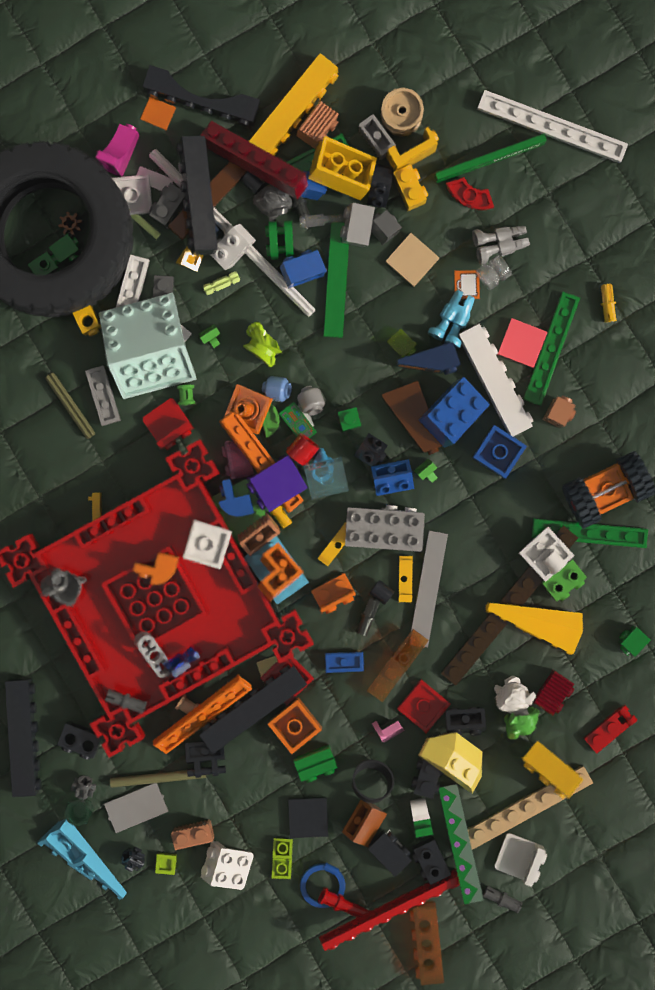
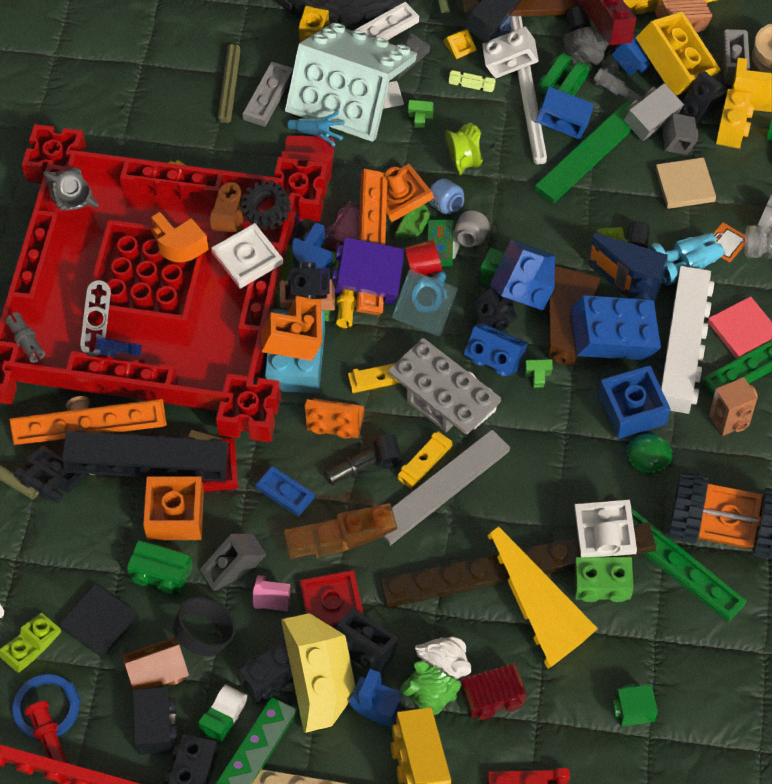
camera: 40 degrees right, 30 degrees down
(156, 399) = (317, 127): none -> dark azure piece
(172, 524) = (228, 212): none -> dark orange piece
(183, 391) = (349, 144): bright green bush -> none
(184, 512) = (261, 193): none -> black tyre
(262, 536) = (309, 280): none -> black brick
(352, 727) = (232, 560): none -> dark grey slope
(375, 418) = (525, 275): none -> blue slope
(414, 327) = (638, 233): none -> black beam
(496, 748) = (376, 700): none -> blue brick
(527, 473) = (649, 454): none -> green hat

